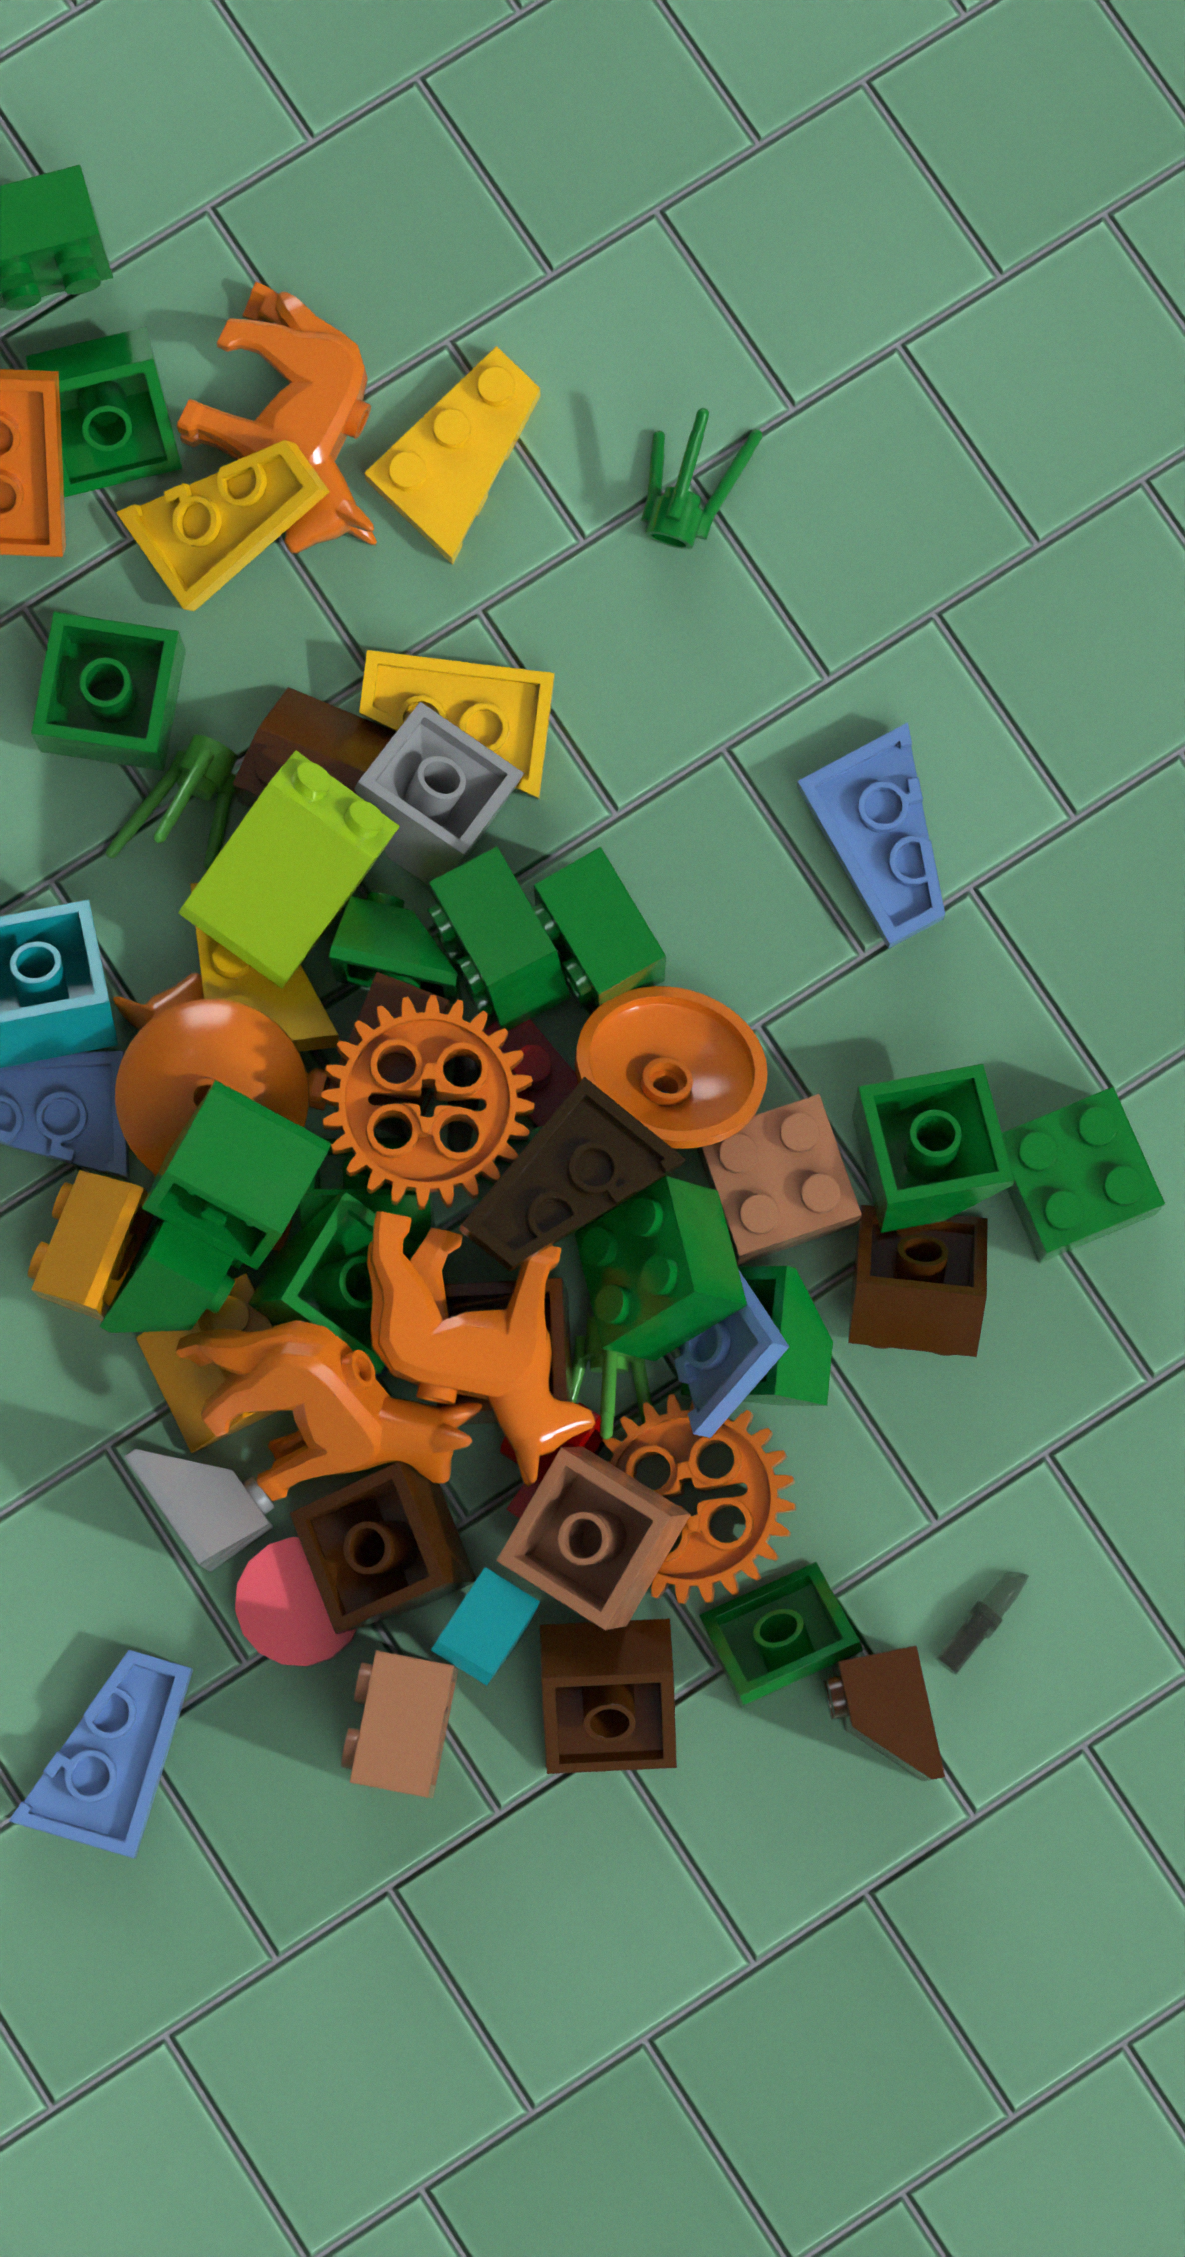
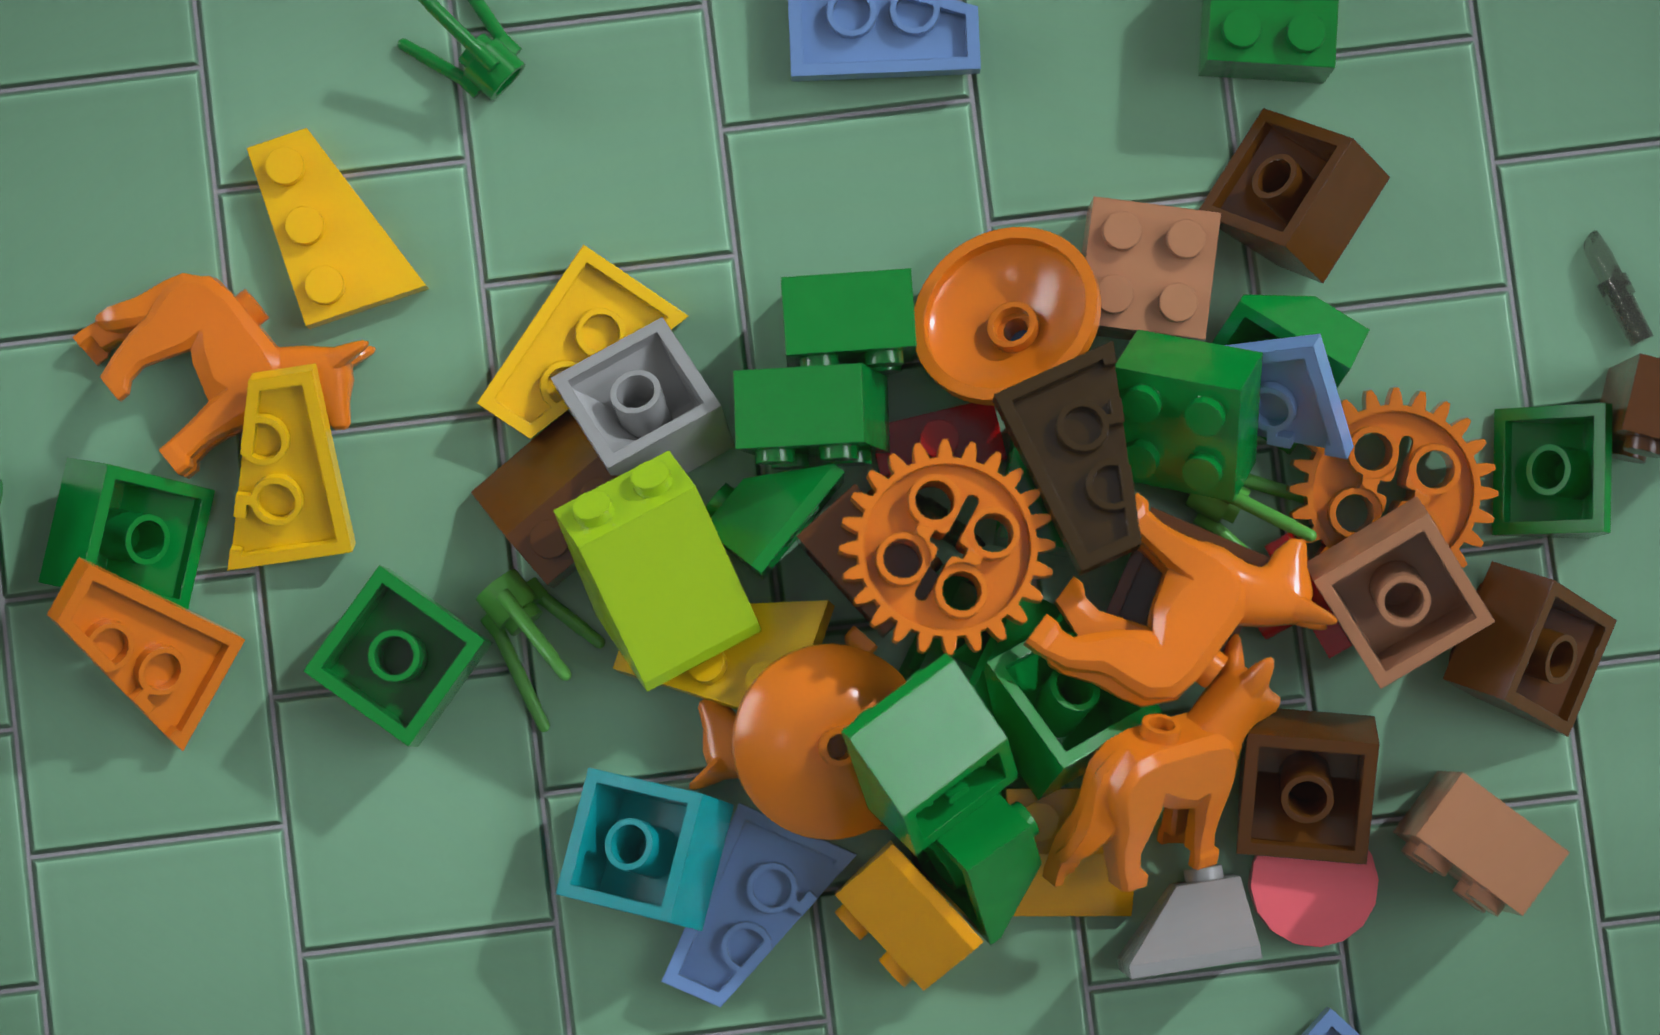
camera: 65 degrees left, 5 degrees up
(486, 1626) = (1431, 728): teal slope -> none
(930, 1146) = (1186, 121): green slope -> none

